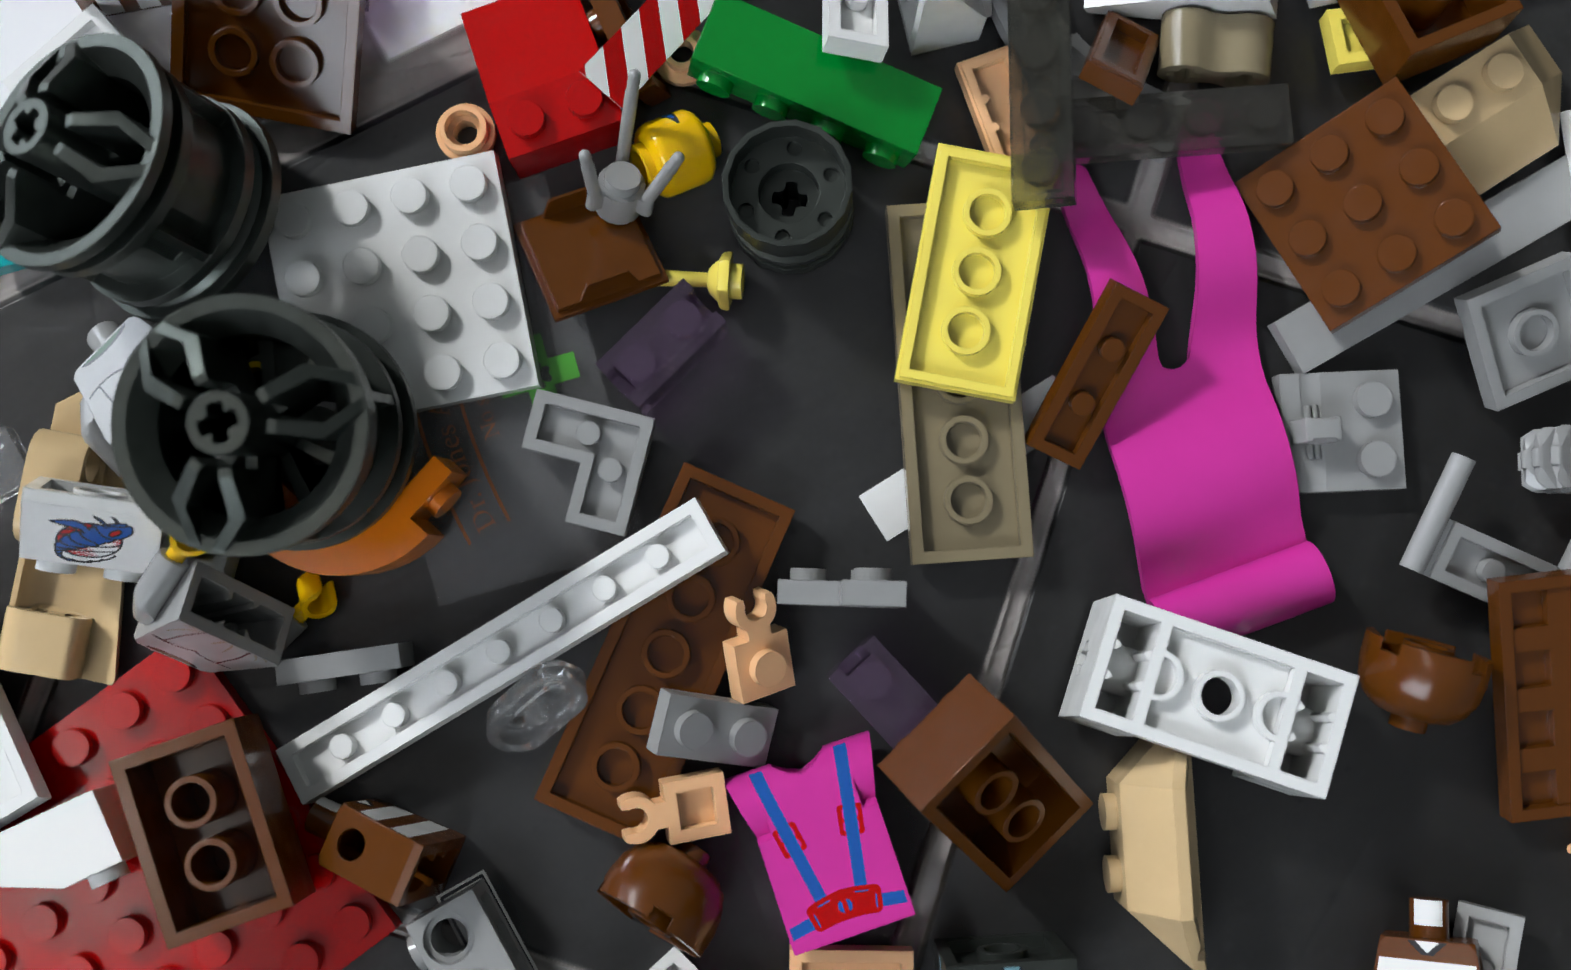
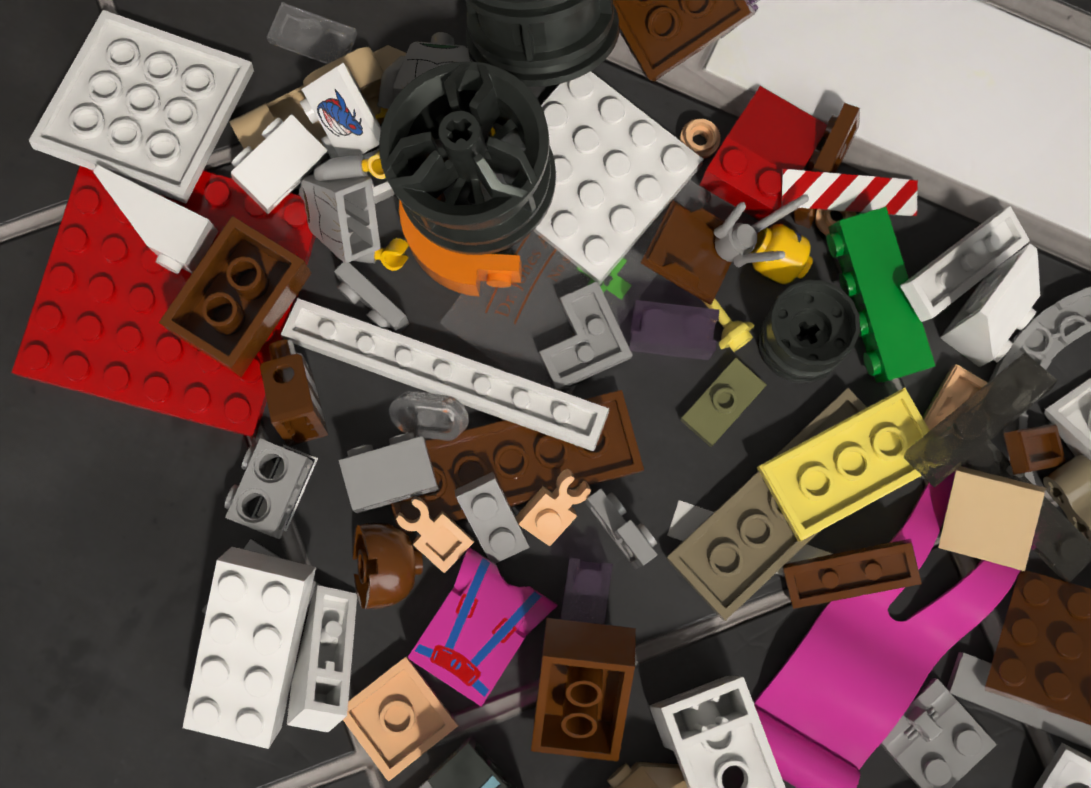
camera: 50 degrees right, 5 degrees down
(89, 651) = (278, 162): none -> white brick
(566, 809) = (388, 473): none -> light grey brick
(790, 357) = (723, 402): none -> olive plate
(1158, 169) = (991, 518): none -> tan tile

